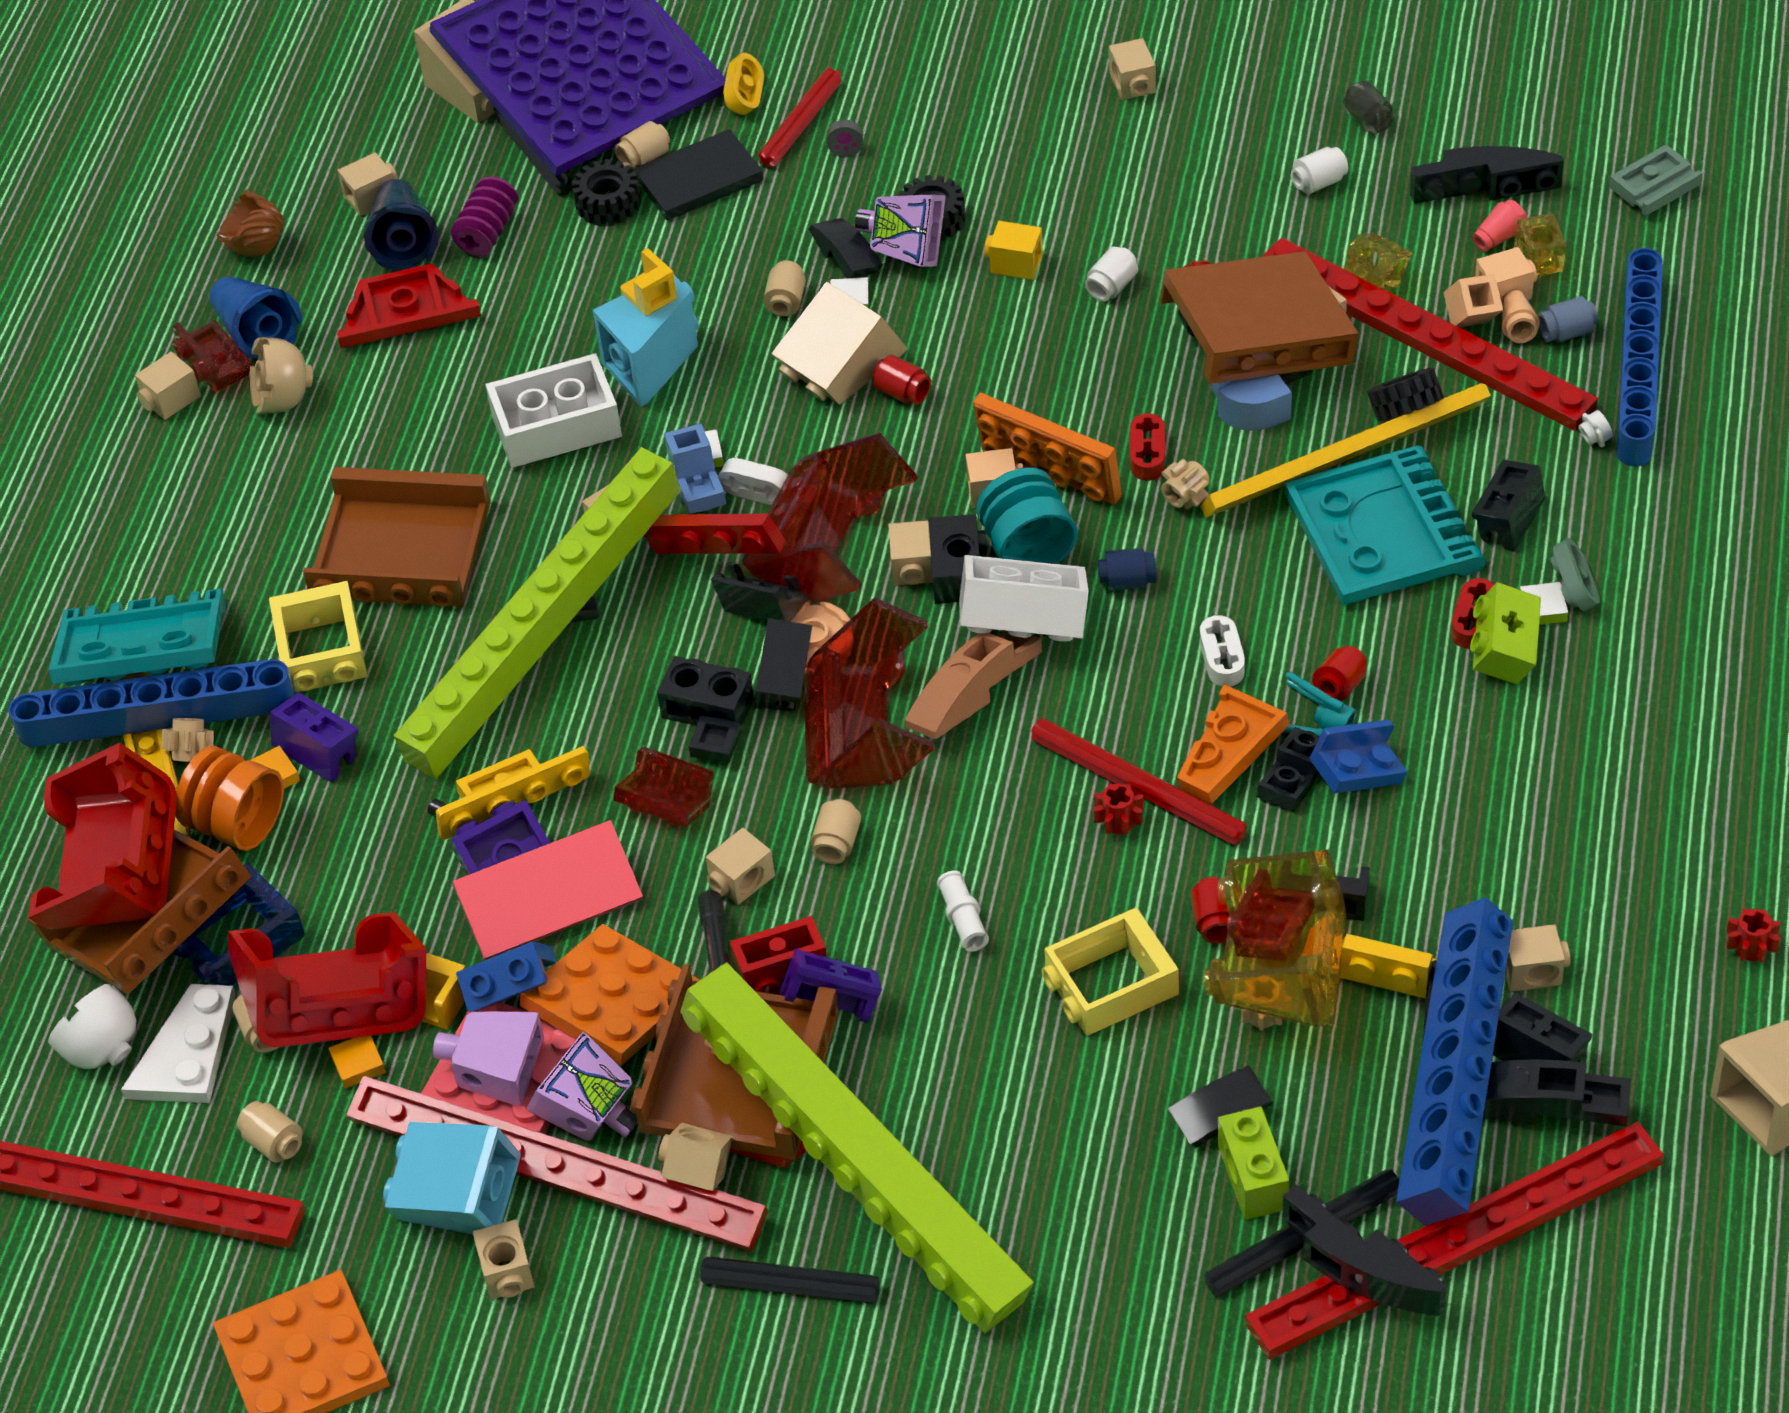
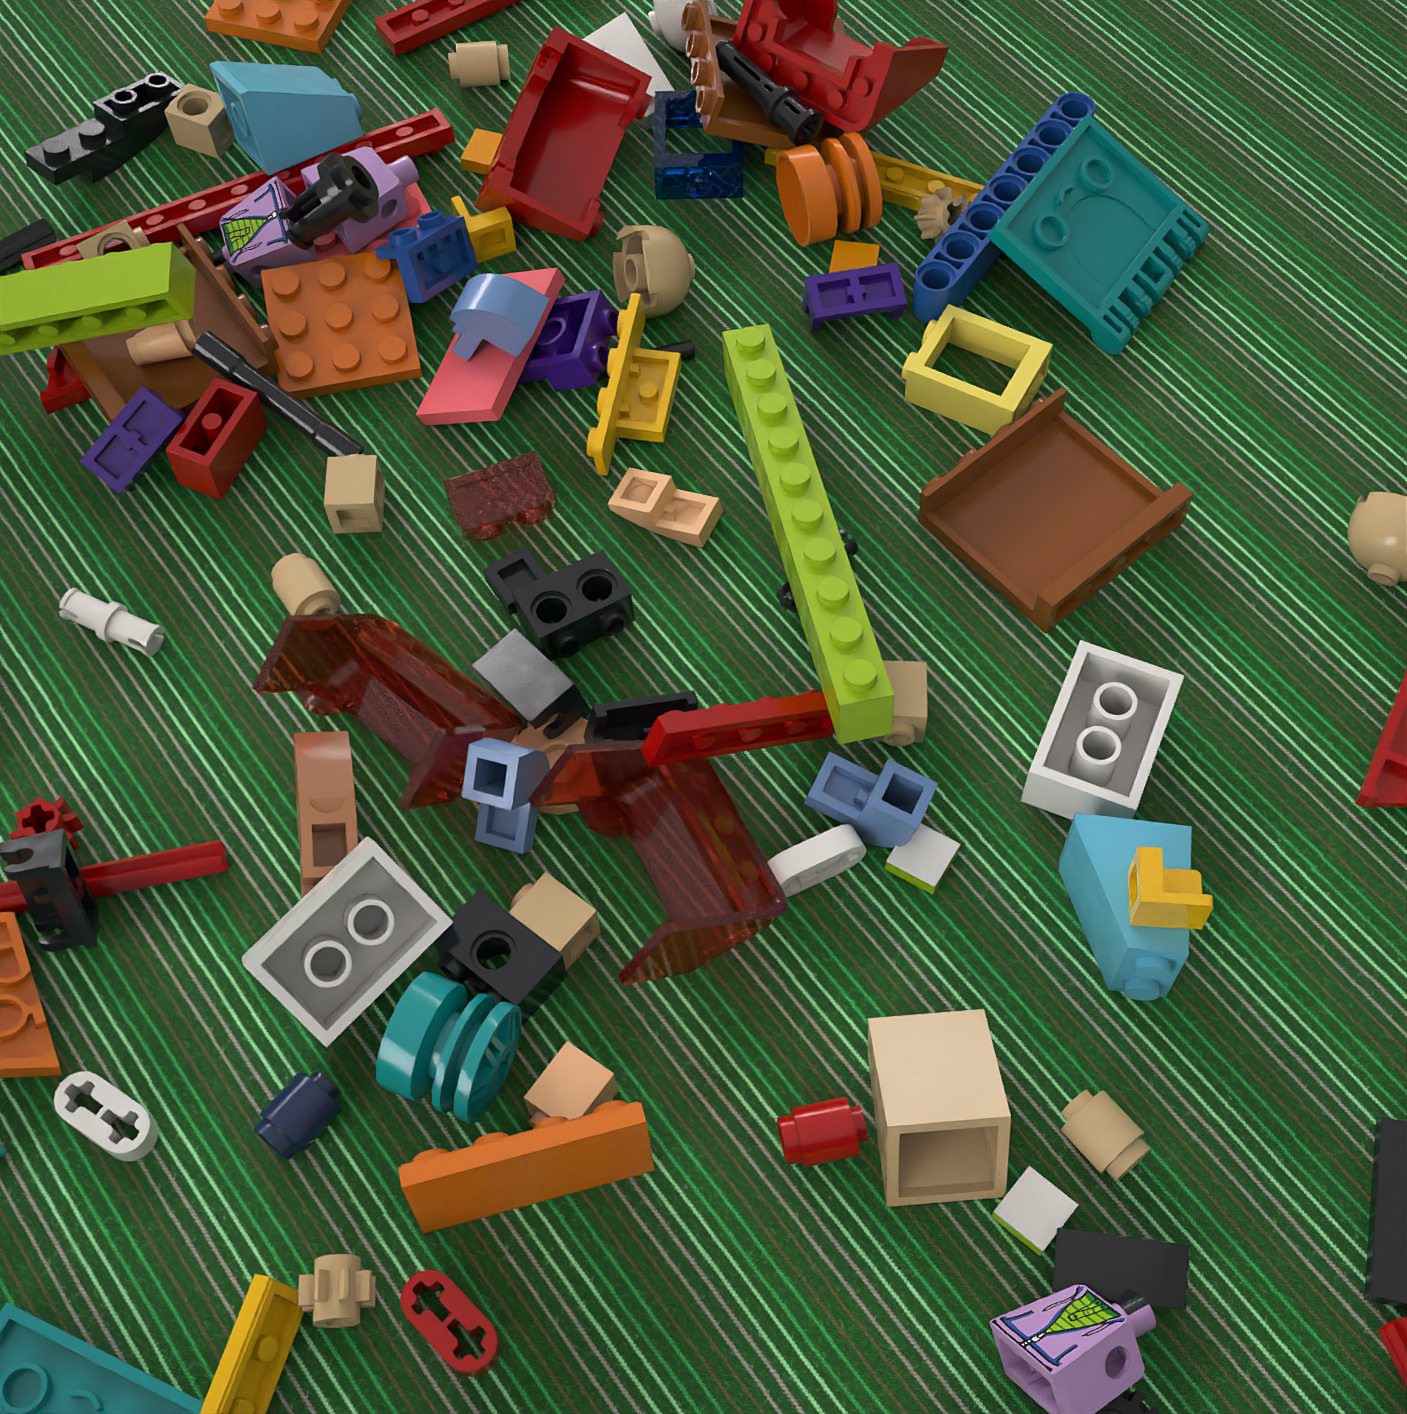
camera: 130 degrees right, 10 degrees up
(186, 846) = (778, 102): none -> black pin
(399, 848) = (654, 266): none -> tan cylinder
(537, 1010) = (340, 194): none -> black piece
(542, 856) = (497, 311): none -> medium blue brick
(569, 1314) = (121, 129): none -> black slope
(581, 716) = (658, 506): none -> light nougat slope
(853, 592) = (502, 781): none -> medium blue brick
(1140, 744) = (53, 888): none -> black hinge

